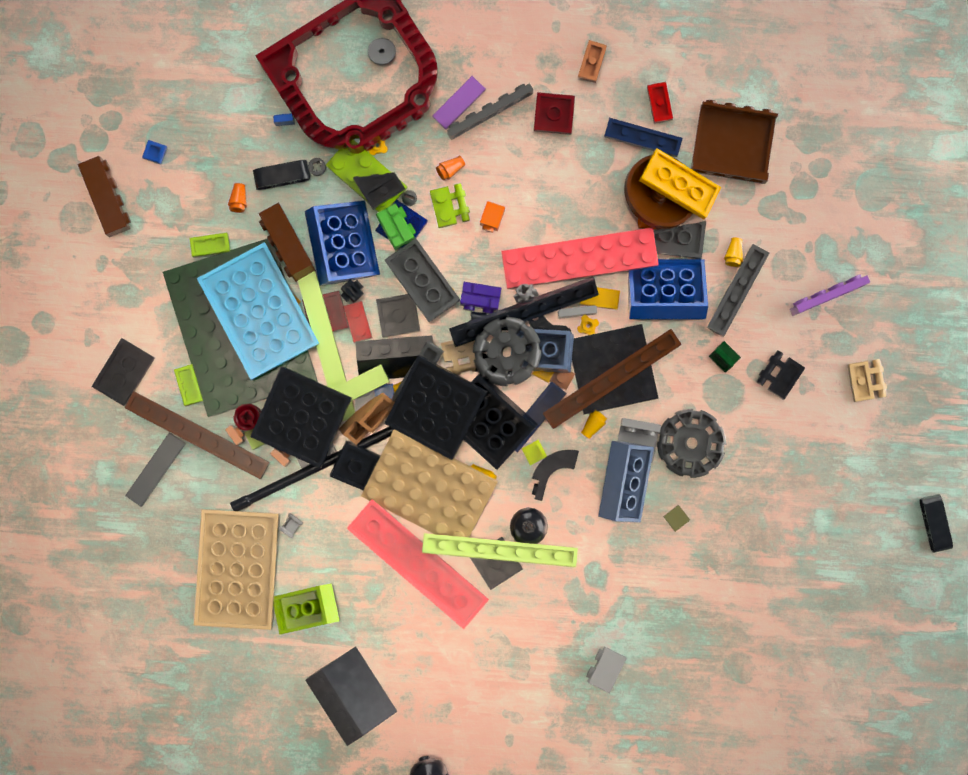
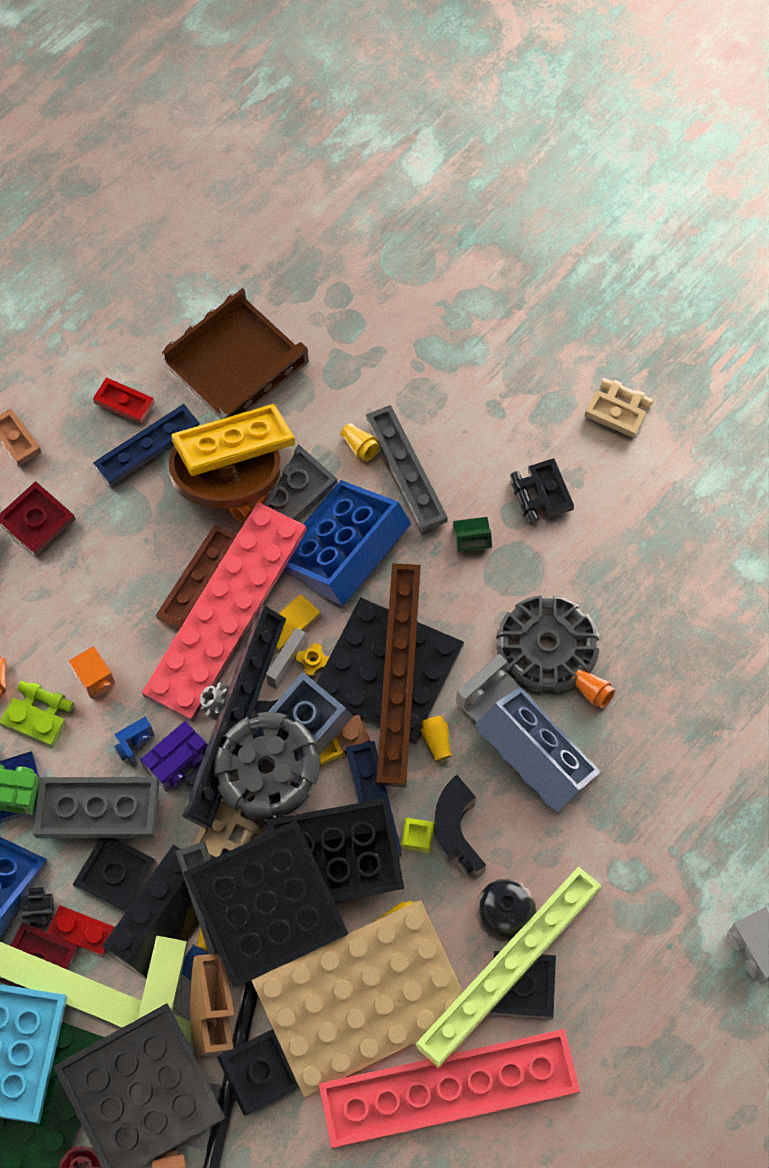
camera: 50 degrees left, 20 degrees down
(475, 268) = (133, 736): none -> blue bracket
(587, 227) = (195, 577): none -> copper plate
(676, 518) = (627, 725): olive tile -> none
(683, 487) = (595, 689): none -> orange cone
(834, 292) = (489, 374): medium lavender plate -> none

